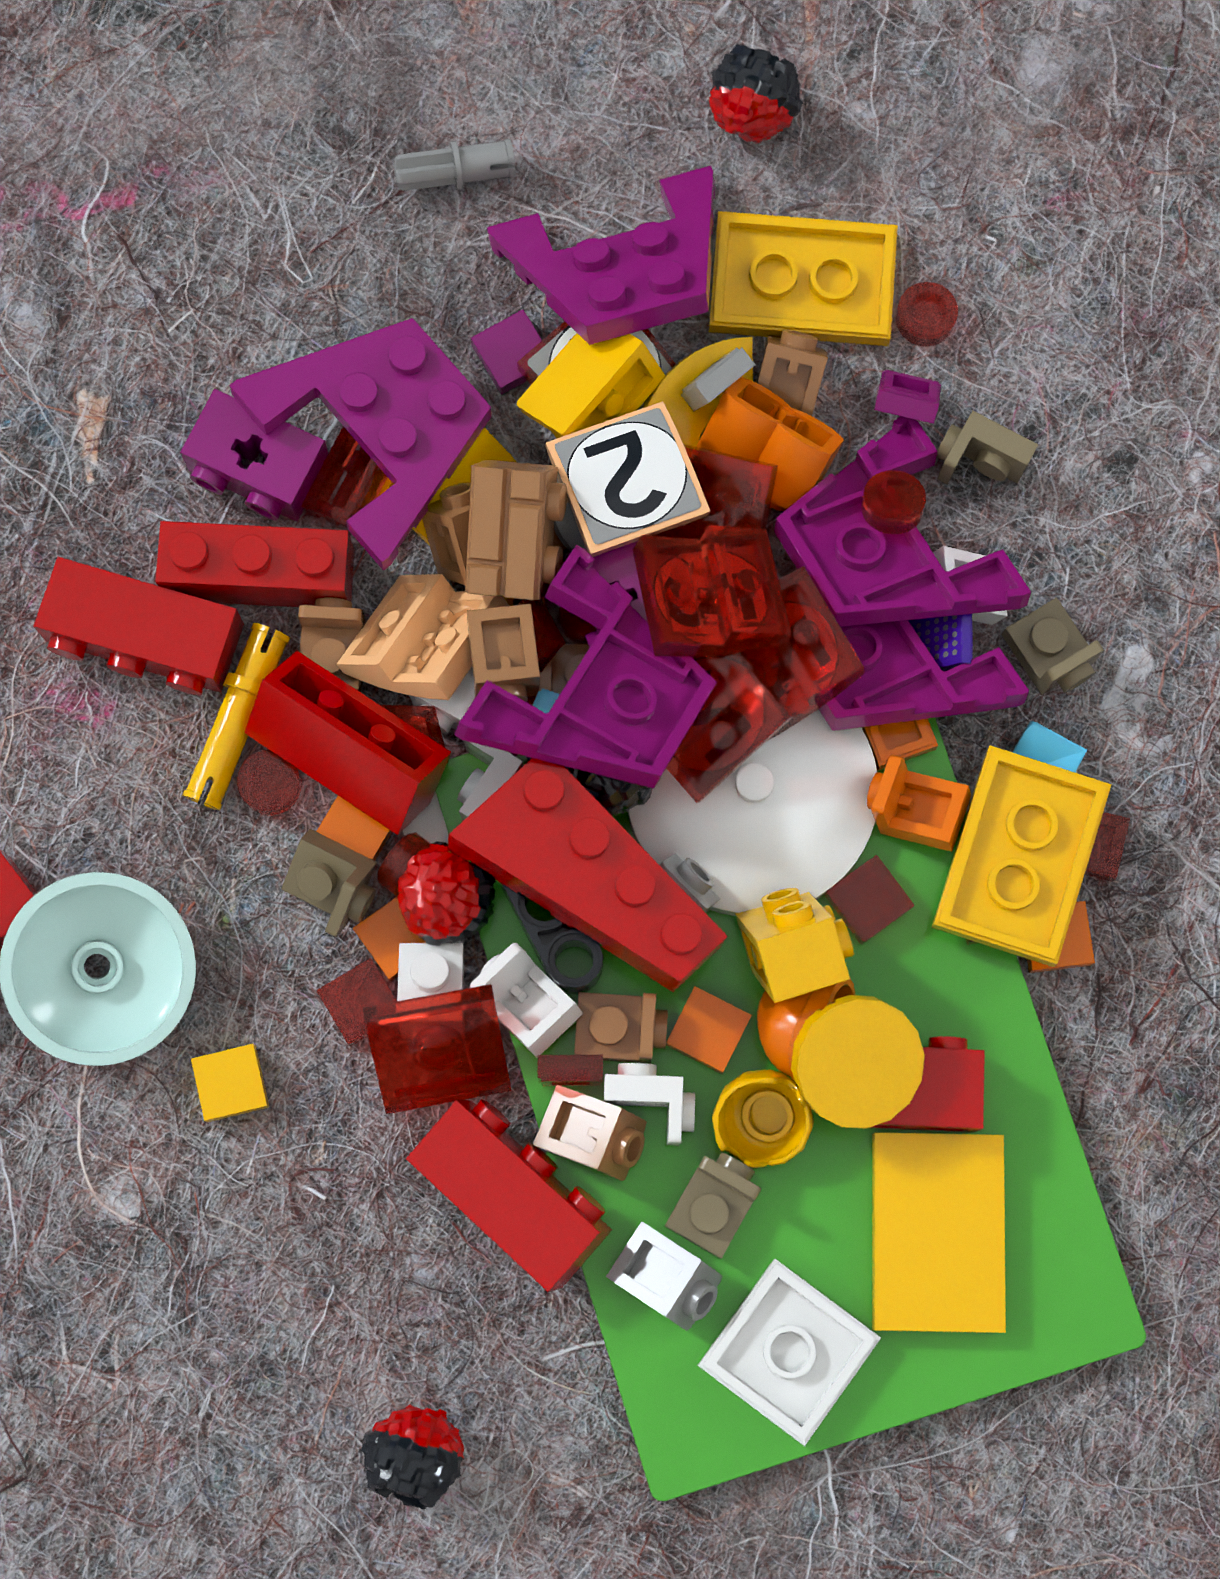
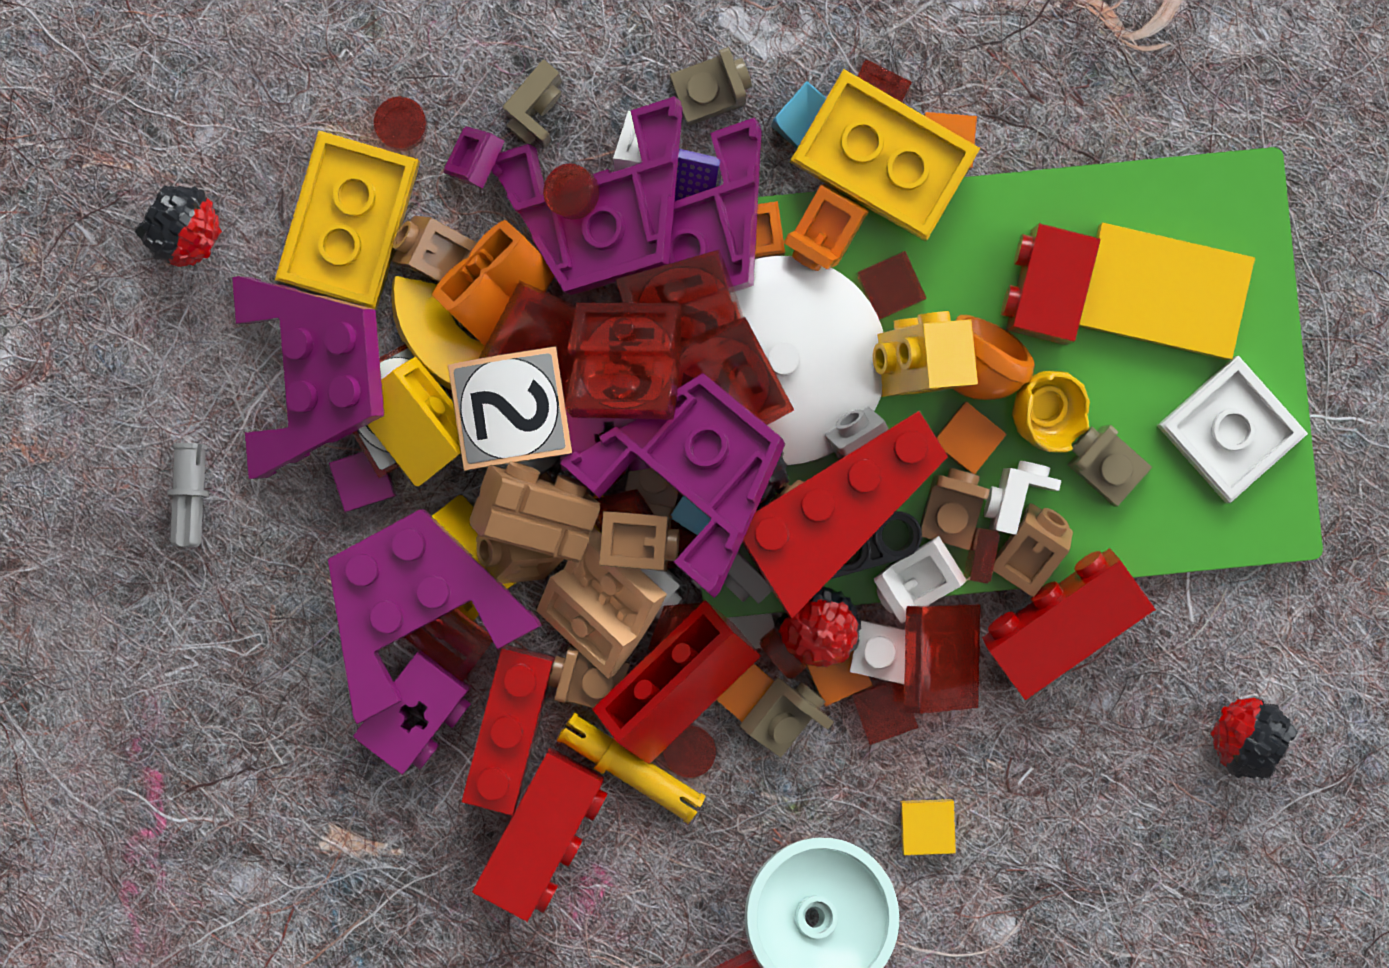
camera: 75 degrees left, 10 degrees up
(666, 1277) = (1158, 514): bracket -> none
(717, 378) = (432, 314): light grey tile -> none
(857, 1061) = (1034, 327): yellow tile -> none

